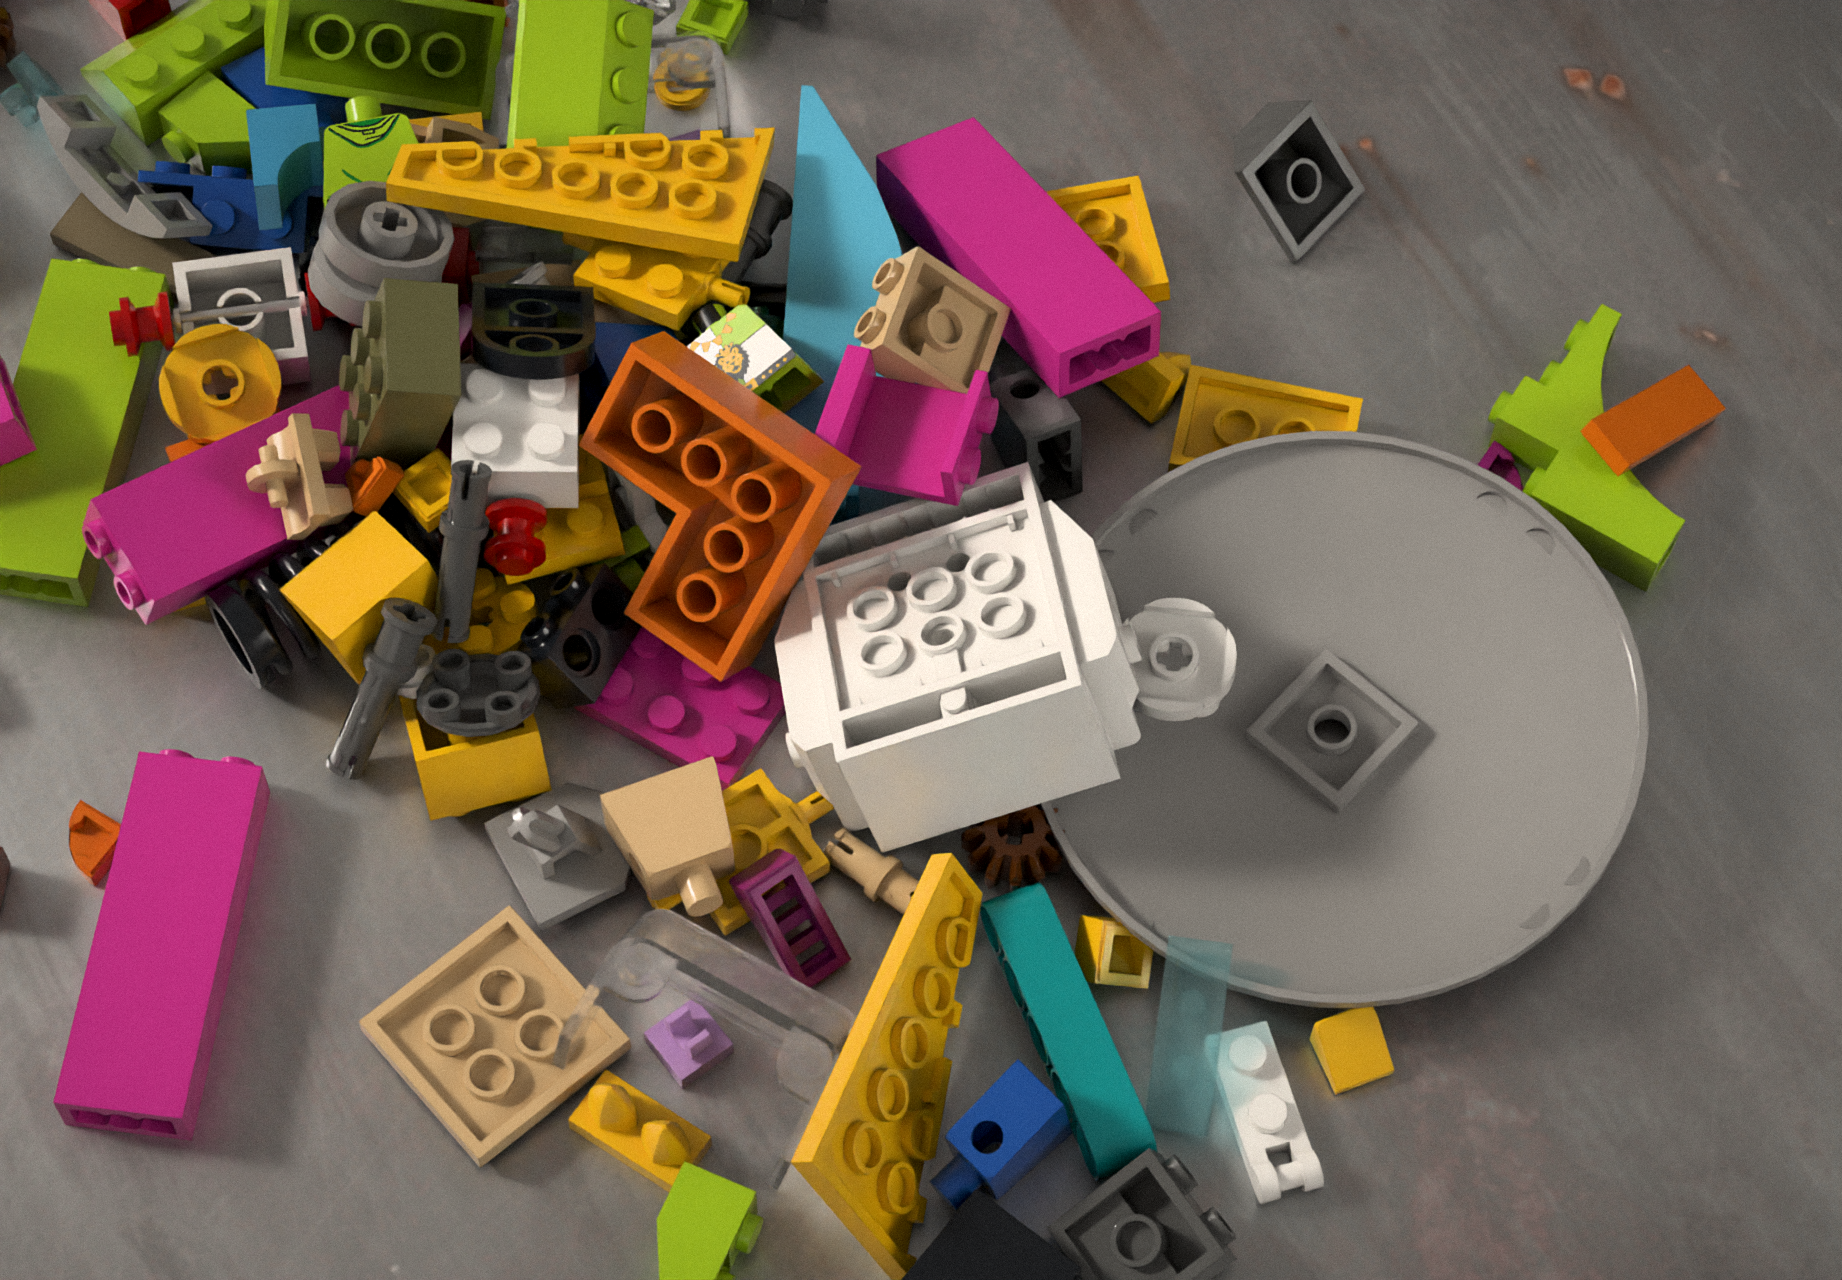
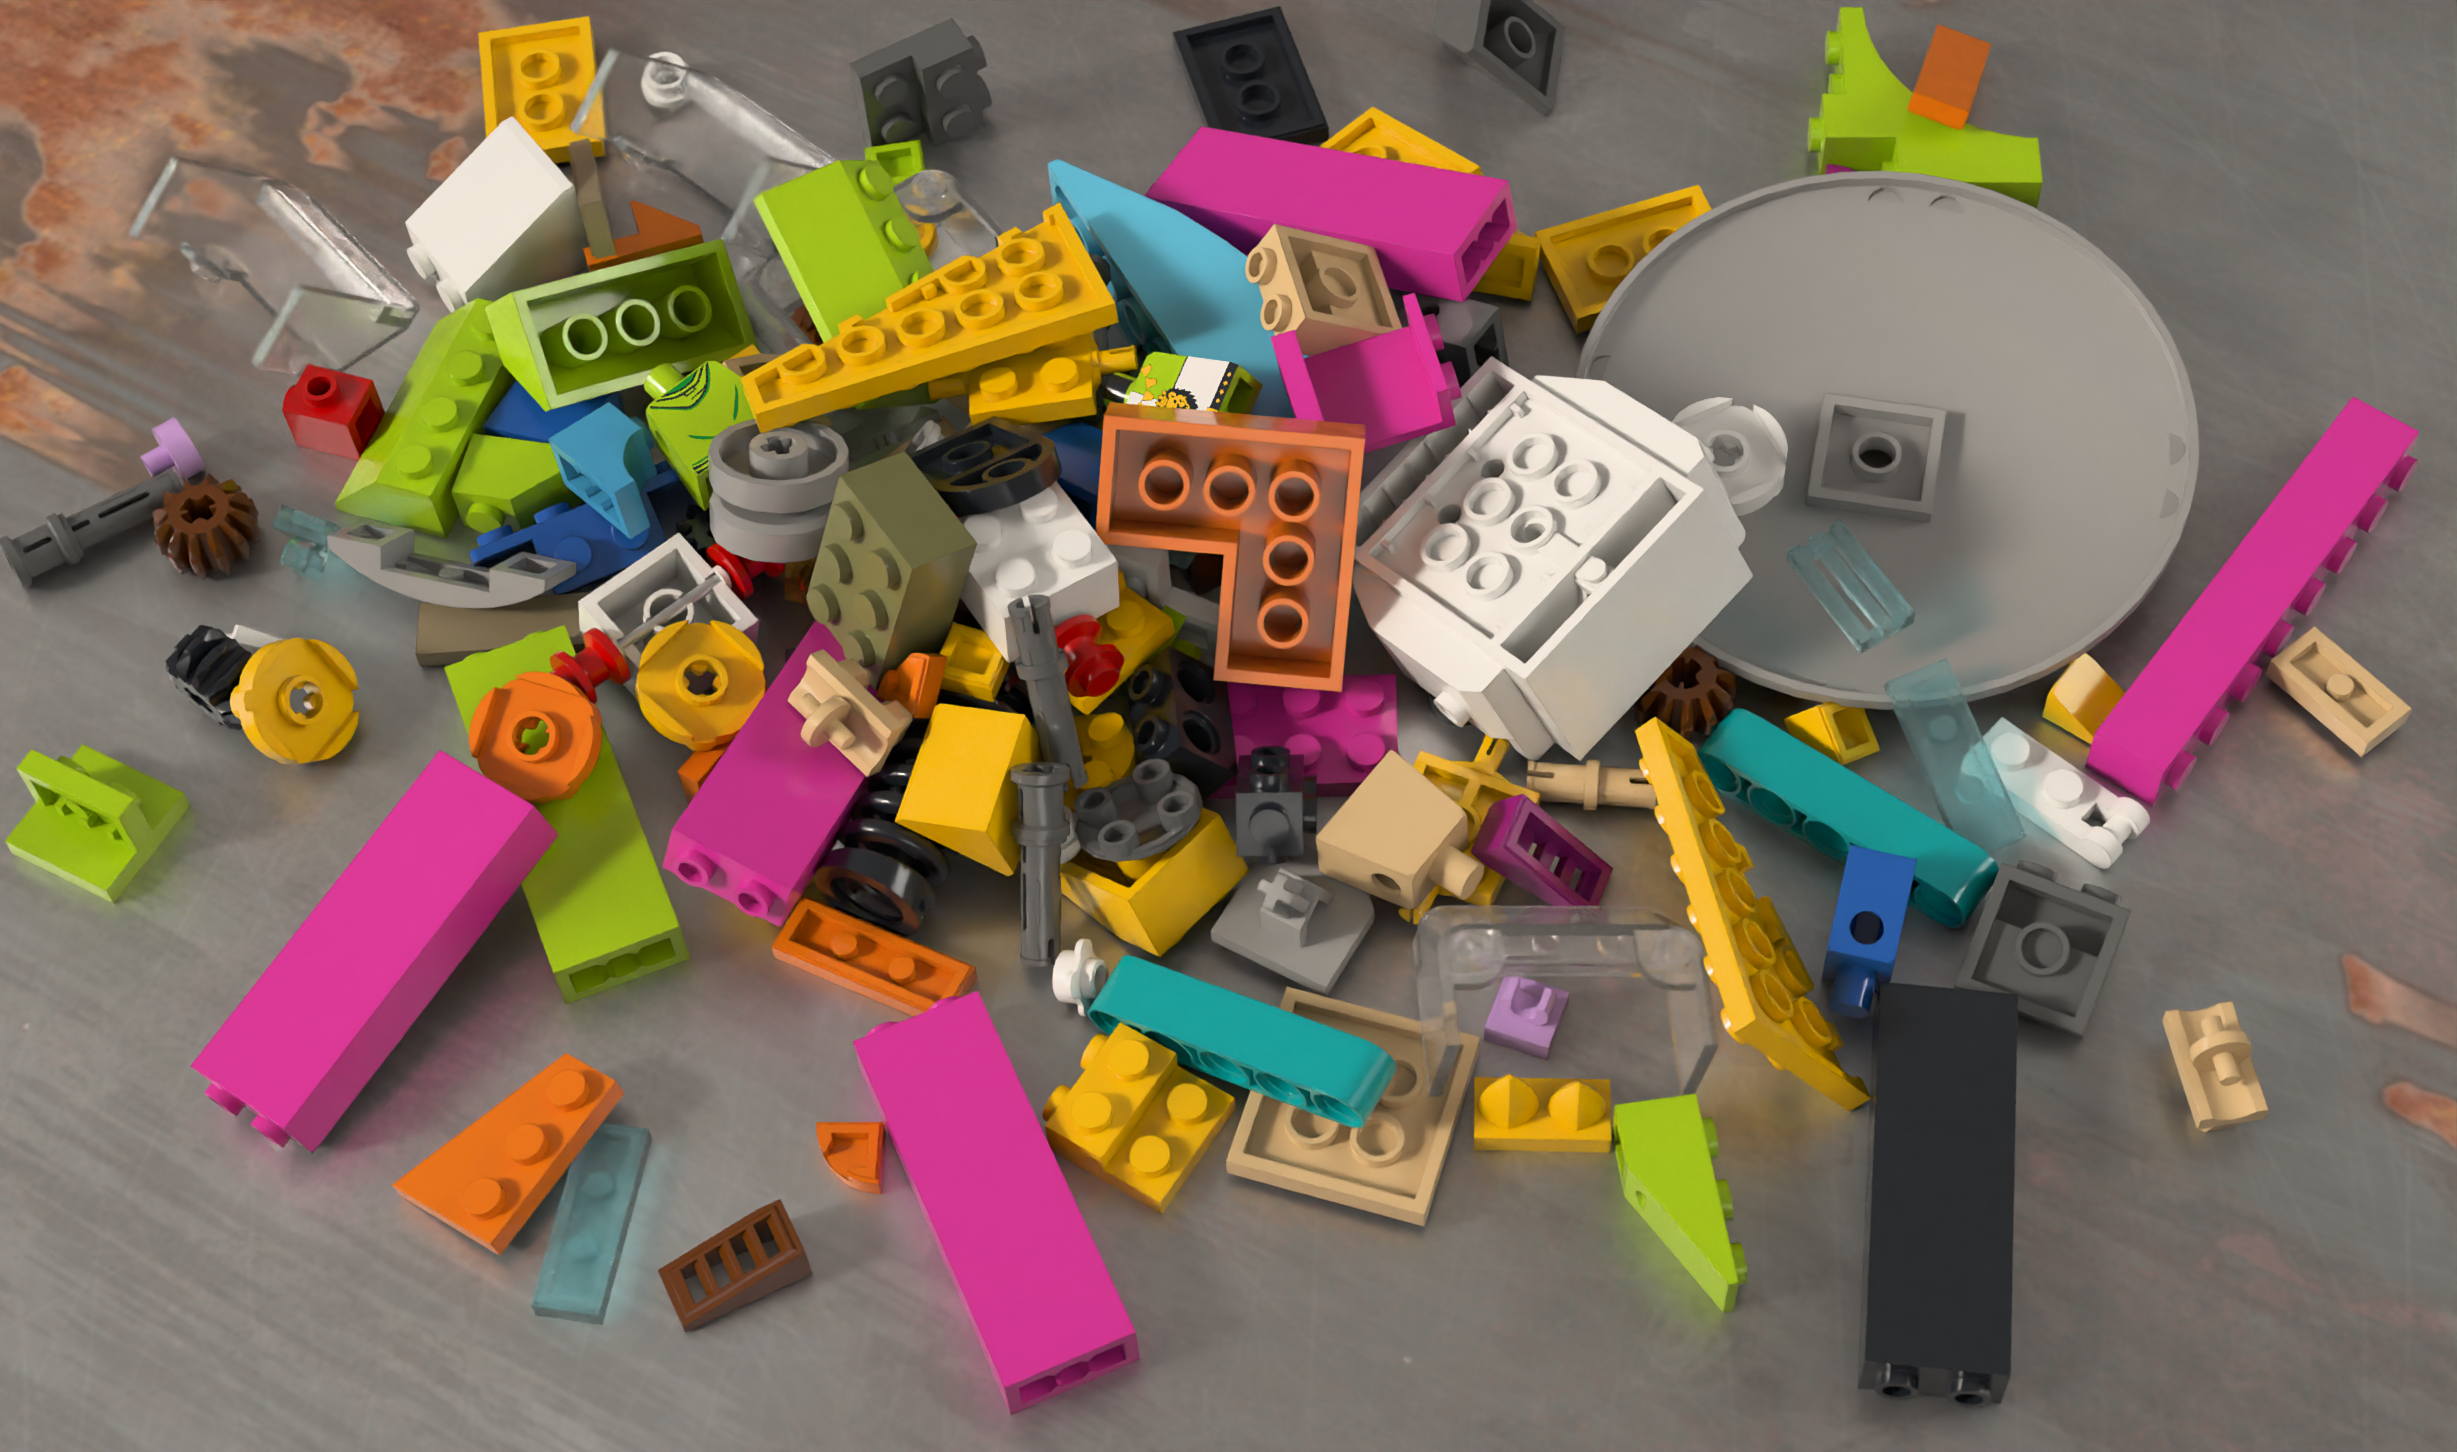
camera: 25 degrees left, 5 degrees down
(92, 374) = (520, 705): none -> orange plate
(218, 690) = (870, 959): none -> orange tile
(322, 942) = (1135, 1117): none -> yellow plate
(360, 801) = (1079, 976): none -> white plate
(434, 931) = (1247, 1041): none -> teal beam
(598, 746) = (1274, 805): none -> black brick
(1059, 98) = (1251, 78): none -> black tile
(1200, 785) = (1873, 577): none -> clear light blue tile
(1564, 1044) = (2252, 601): none -> dark pink brick
(1574, 1168) = (2338, 691): none -> tan plate

